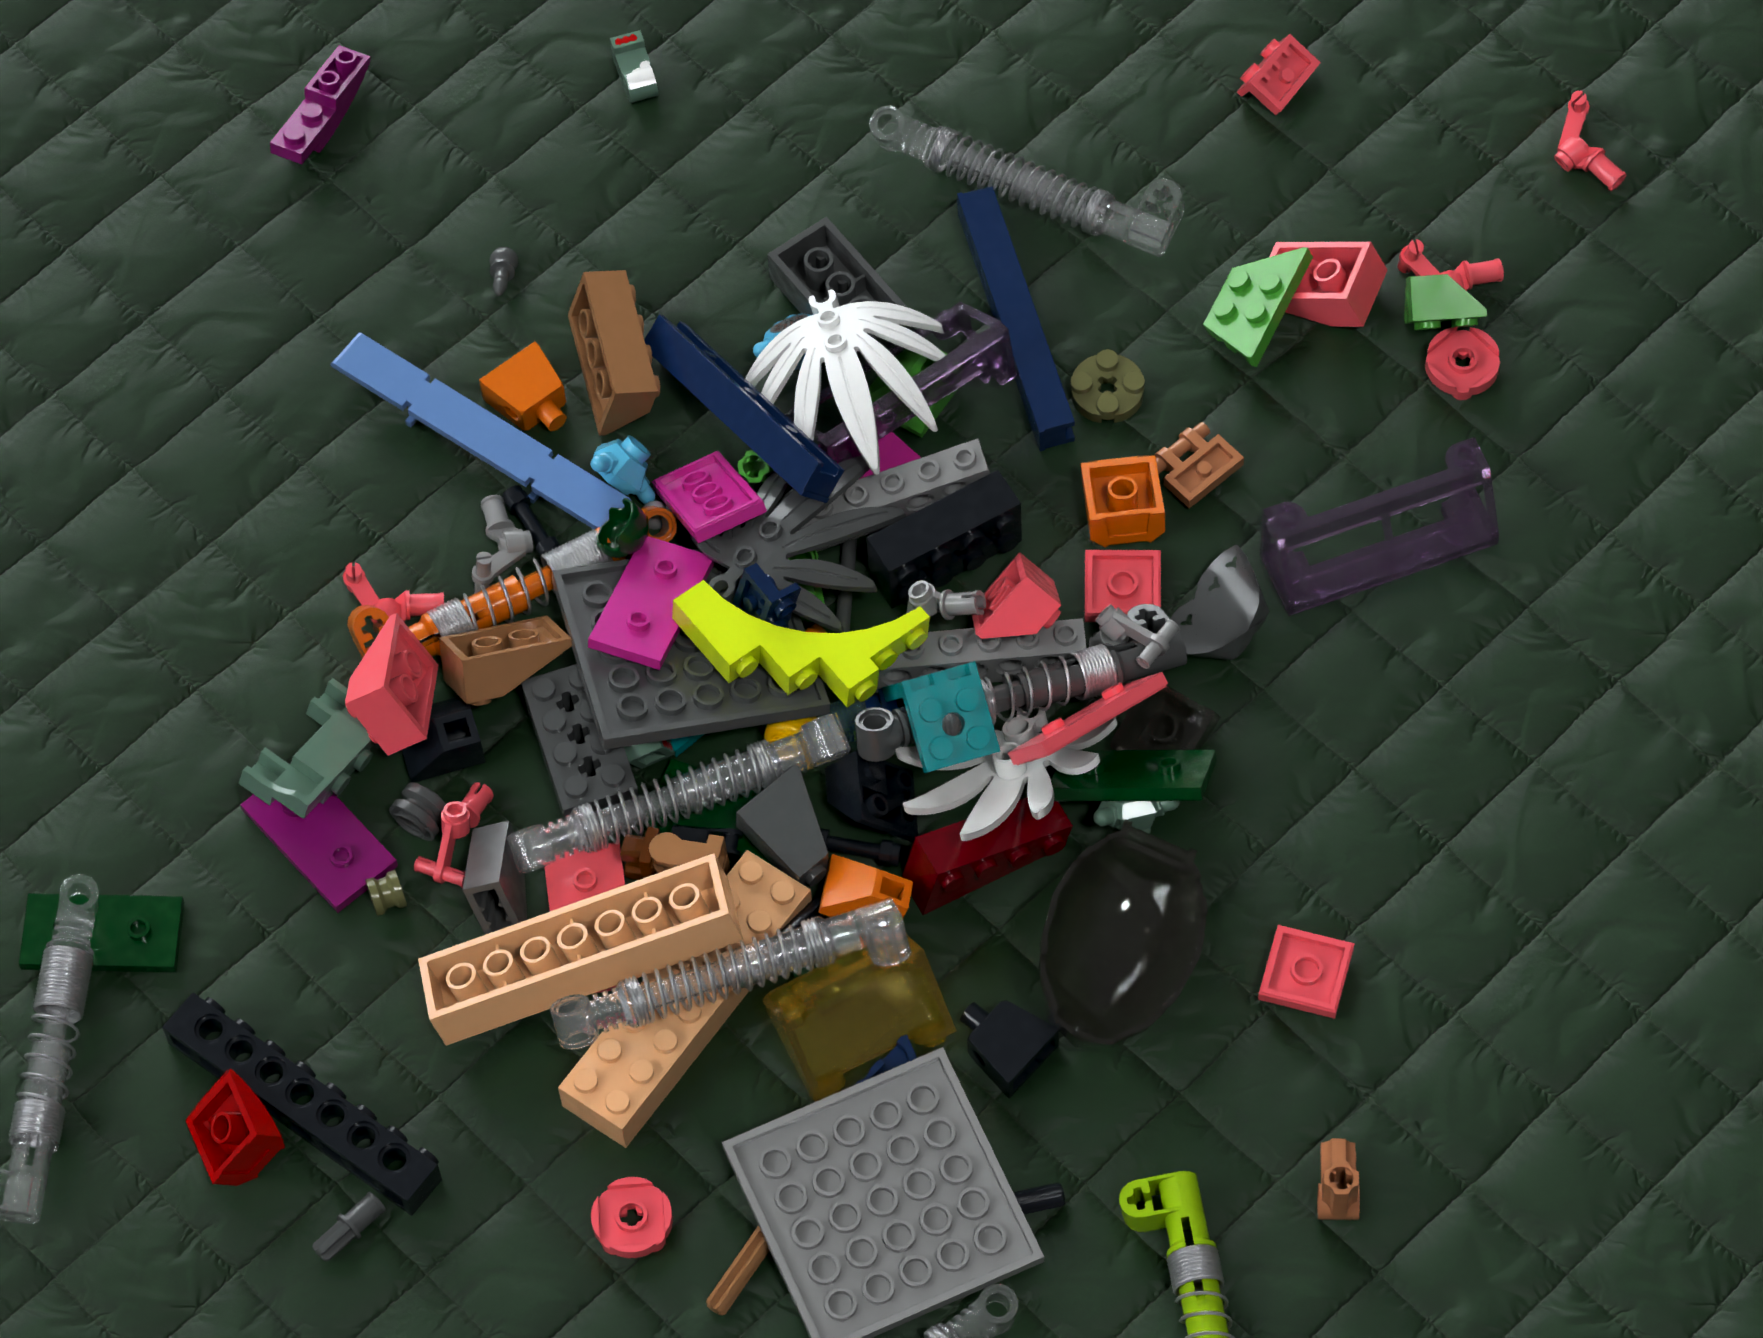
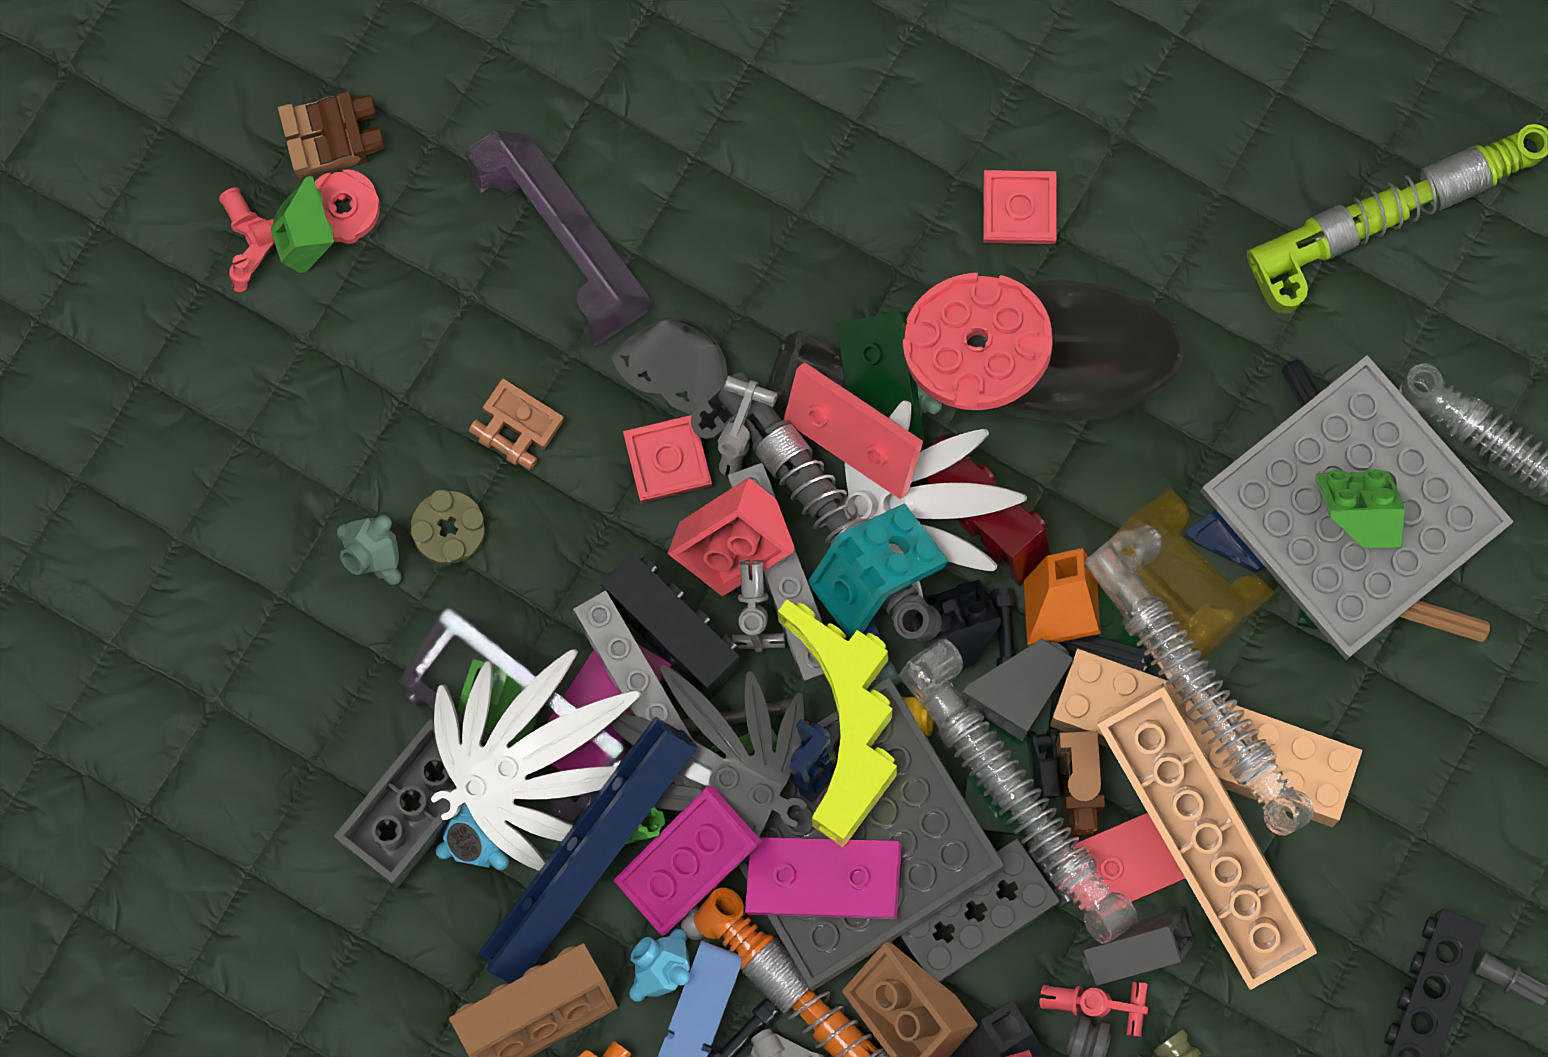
camera: 110 degrees left, 15 degrees up
(625, 529) = (754, 924): dark green hair -> none
(637, 1240) = (1436, 708): coral plate -> none
(873, 1187) = (1364, 506): none -> bright green slope
(1008, 1043) = (1166, 443): black torso -> none
(1013, 306) = (390, 632): dark blue tile -> none
(1094, 211) = (236, 652): clear piece -> none
(1098, 310) = (370, 548): none -> sand green rock
(1123, 500) = (571, 479): orange slope -> none
(1134, 884) = (977, 376): none -> coral plate
(1255, 302) = (326, 407): wing -> none
(1279, 74) = (43, 449): coral bracket -> none
(1337, 283) = (283, 355): coral slope -> none
(1339, 1187) = (1223, 133): nougat piece -> none
(1541, 375) = (328, 134): none -> hips
(1575, 152) = (78, 150): coral pin -> none

